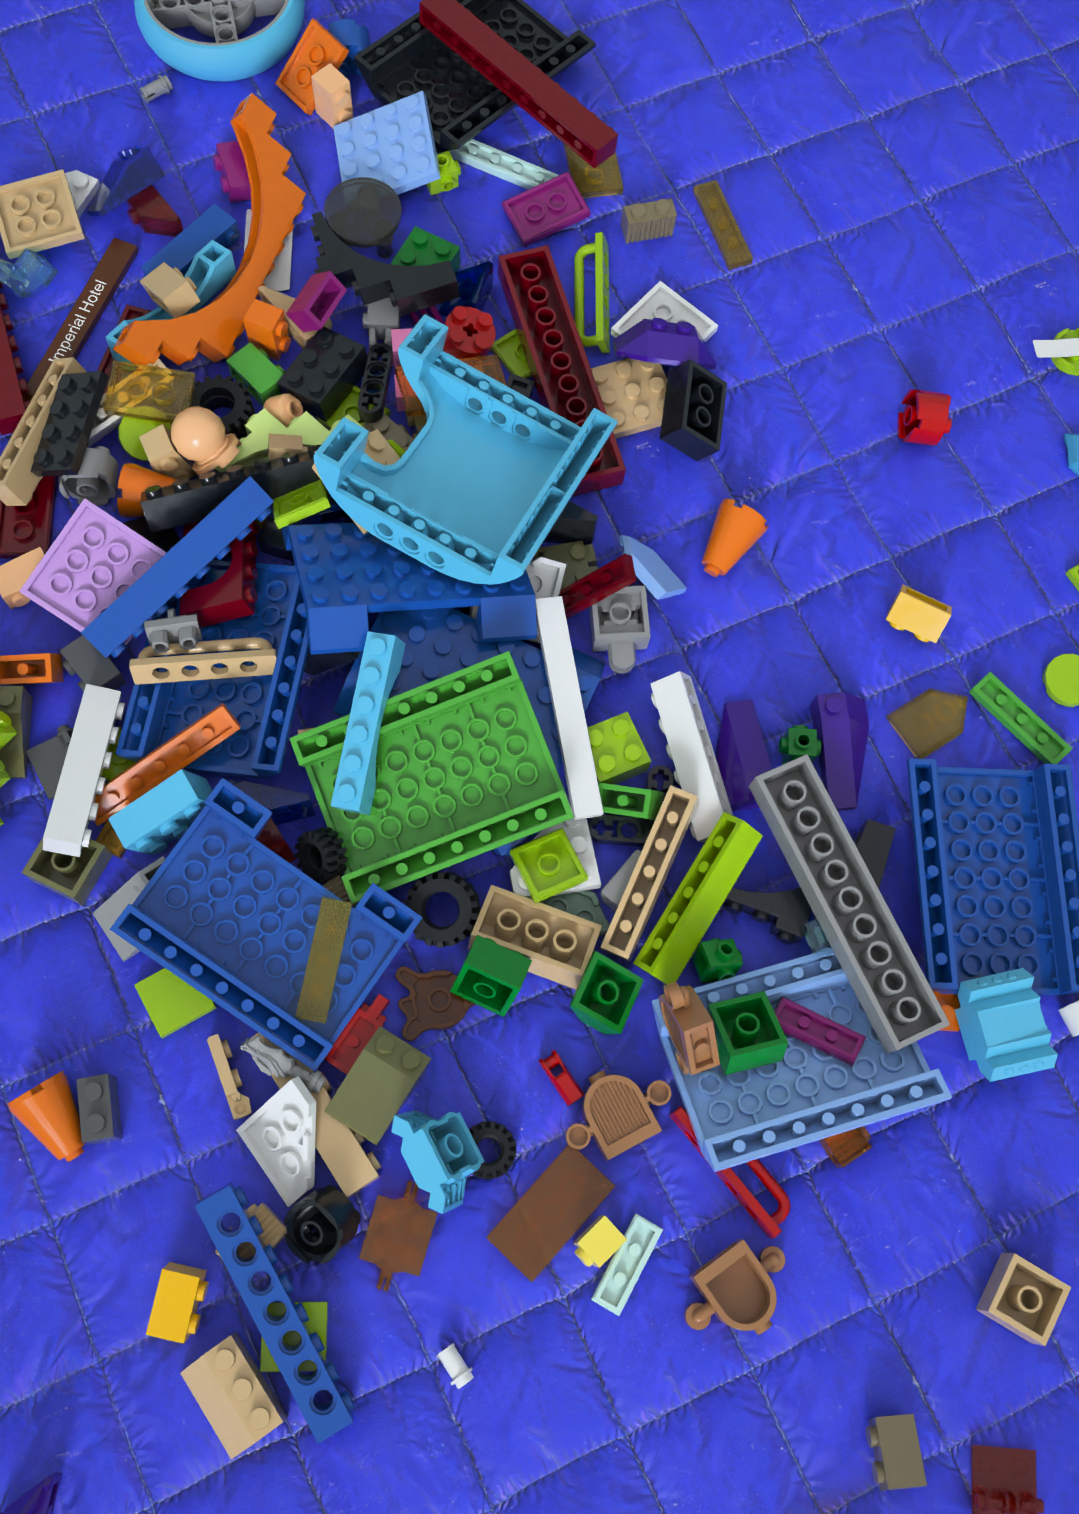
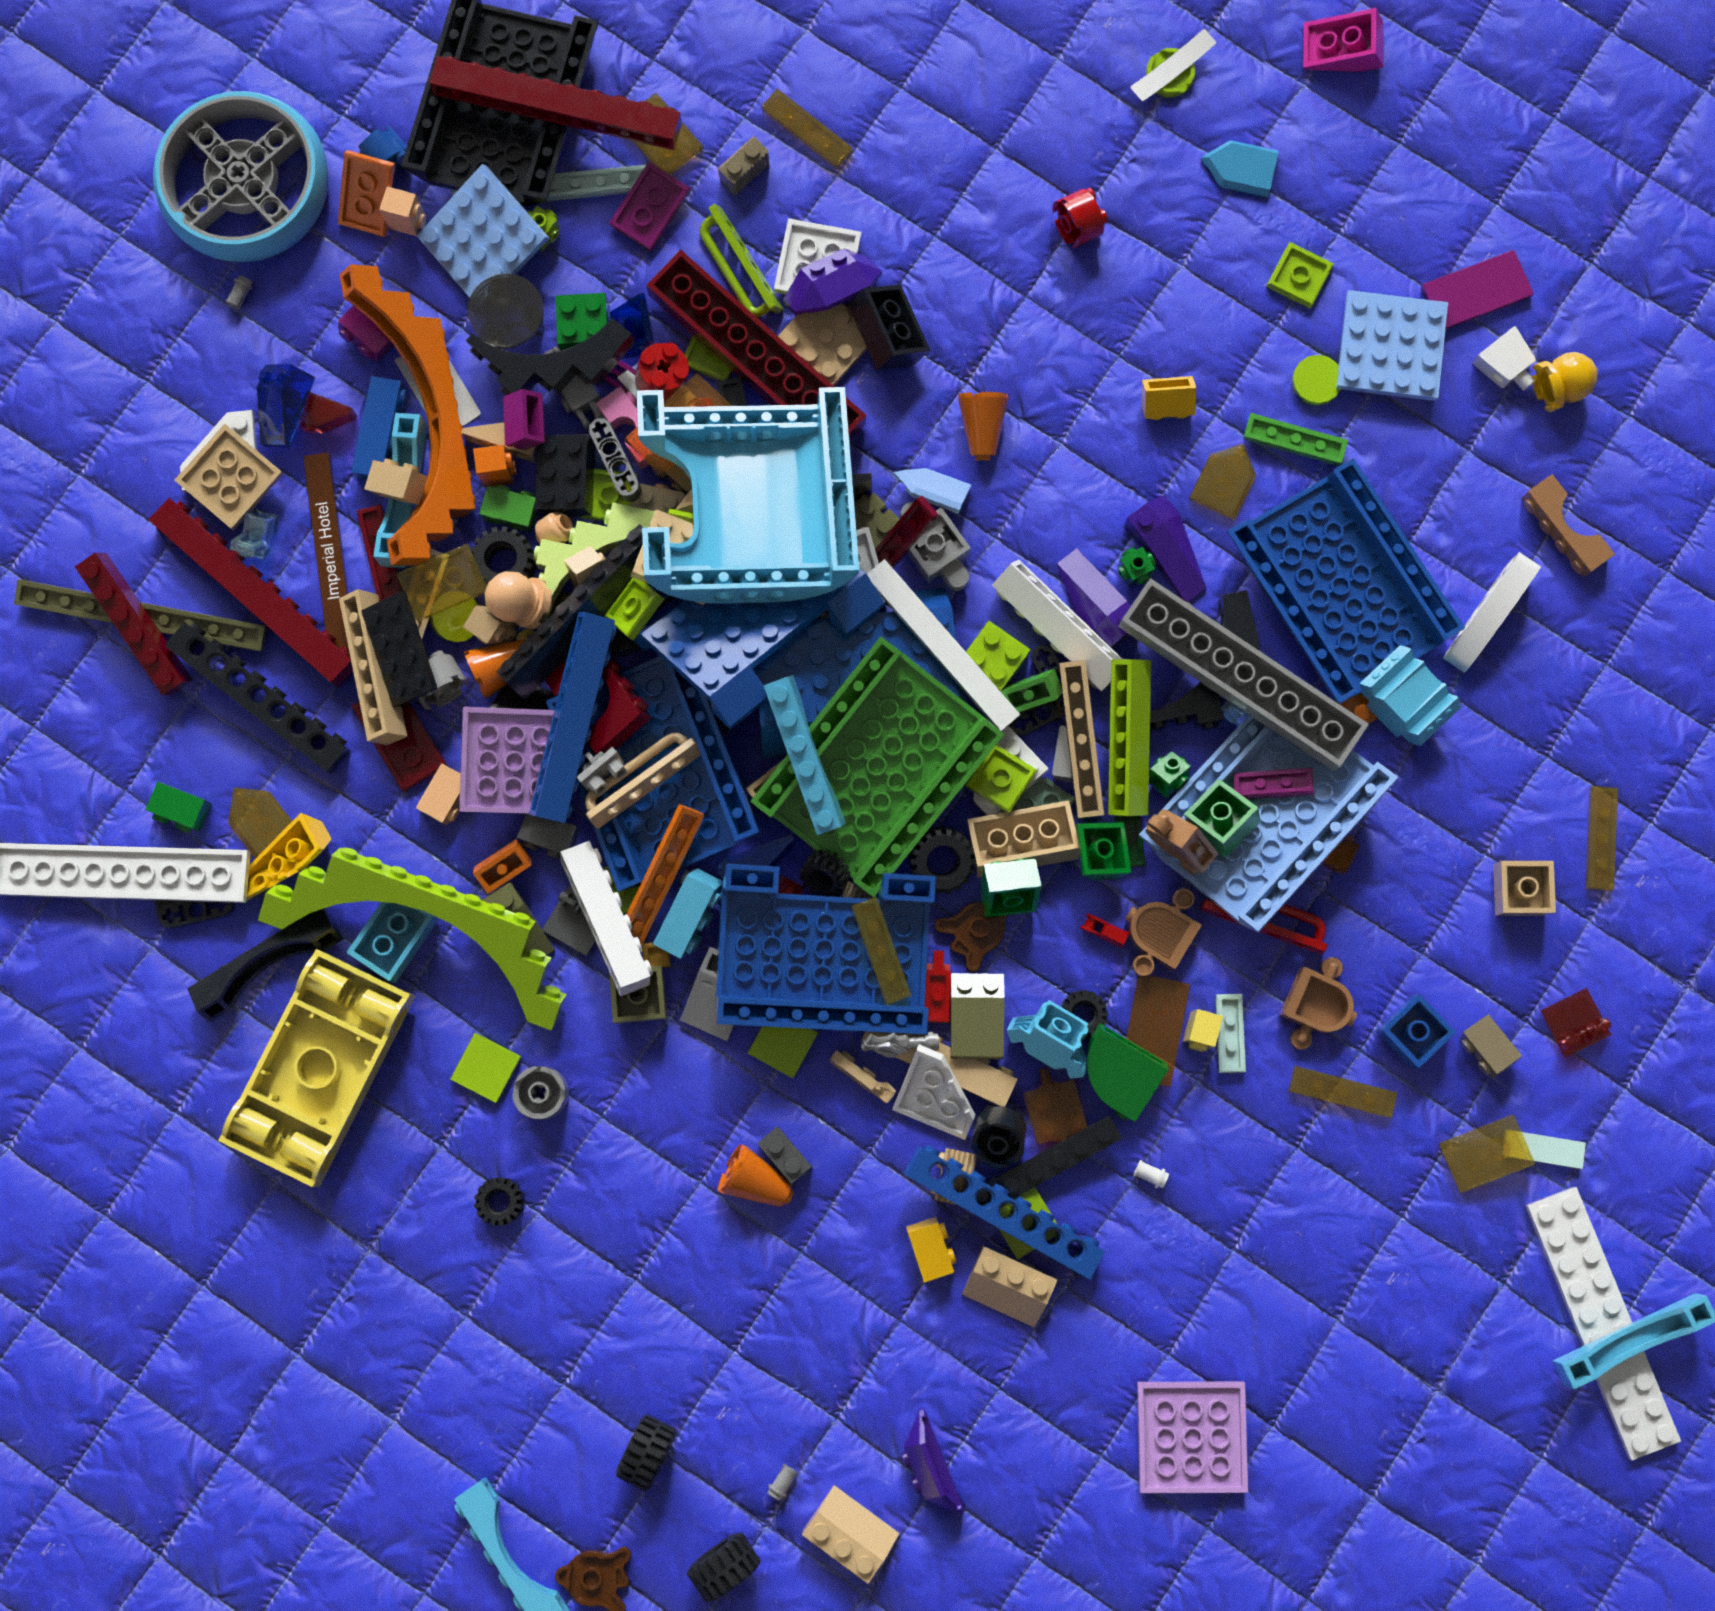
camera: 20 degrees left, 10 degrees up
(365, 1286) = (1056, 1159): none -> black plate
(489, 1236) = (1122, 1072): none -> green brick
(642, 1007) = (1134, 841): none -> dark green tile
(710, 1402) = (1342, 1092): none -> clear yellow tile
(824, 1384) = (1415, 1031): none -> blue brick

